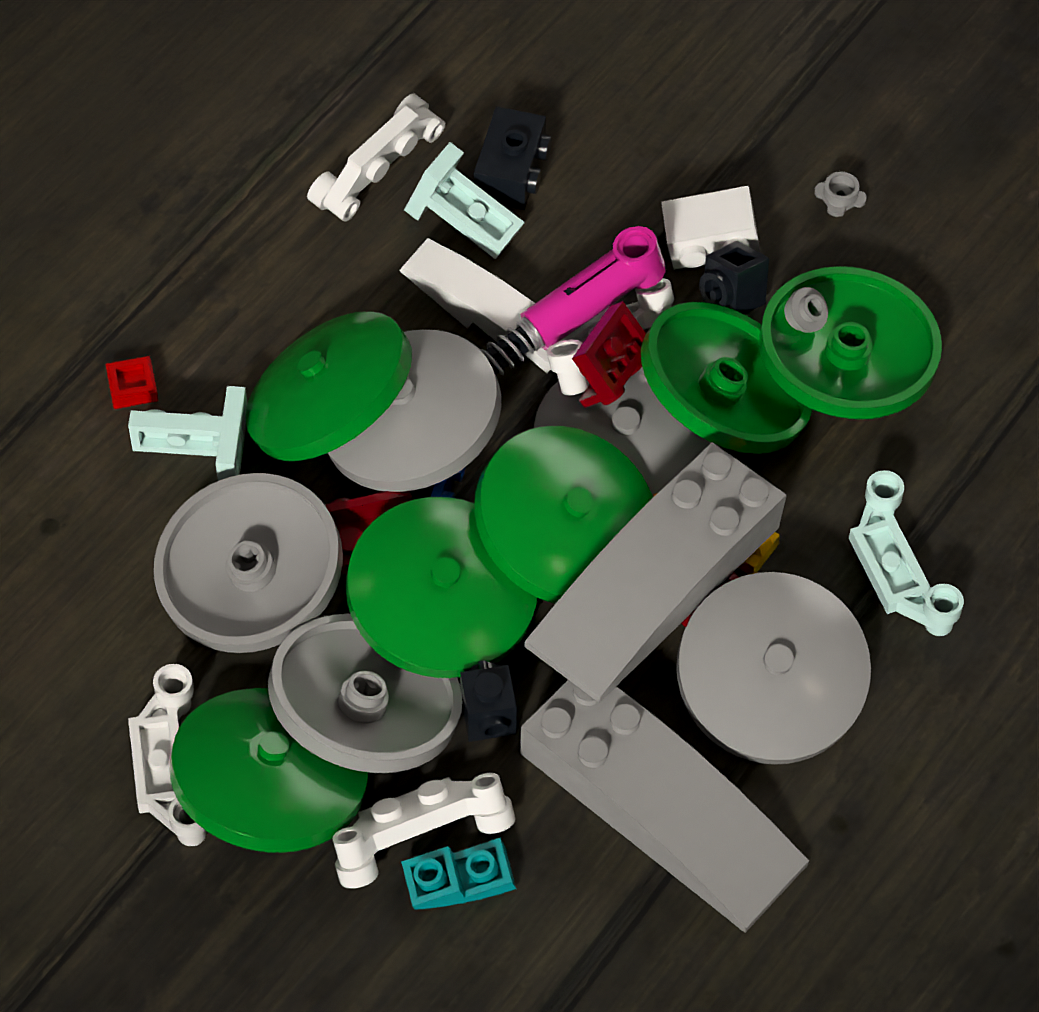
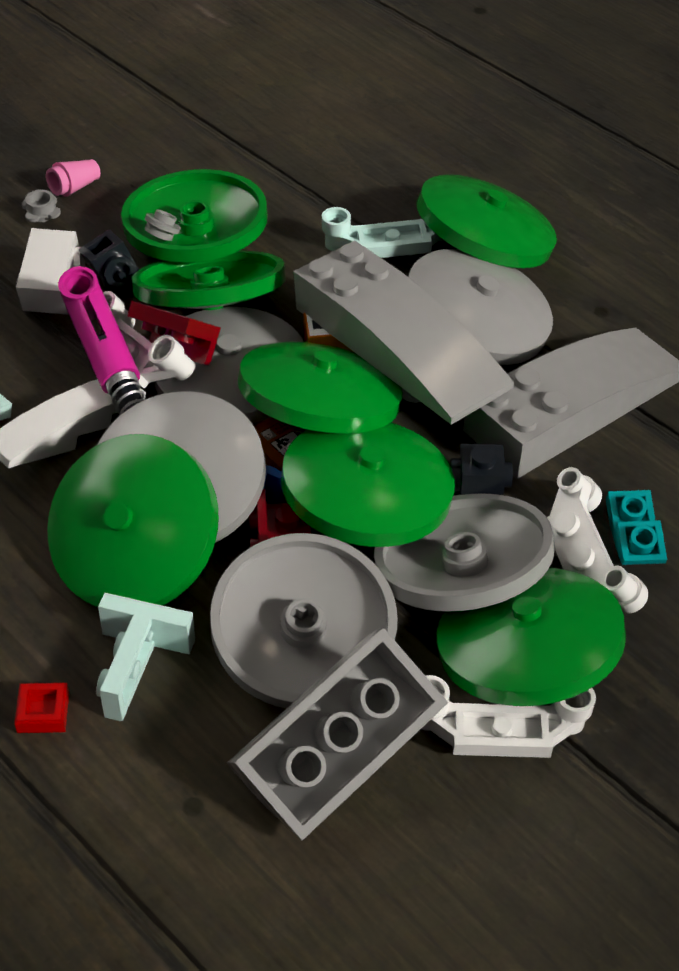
camera: 80 degrees left, 10 degrees down
(112, 608) = (338, 733): none -> light grey slope
(902, 207) = (71, 176): none -> bright pink cone
(936, 656) = (486, 221): none -> green dish

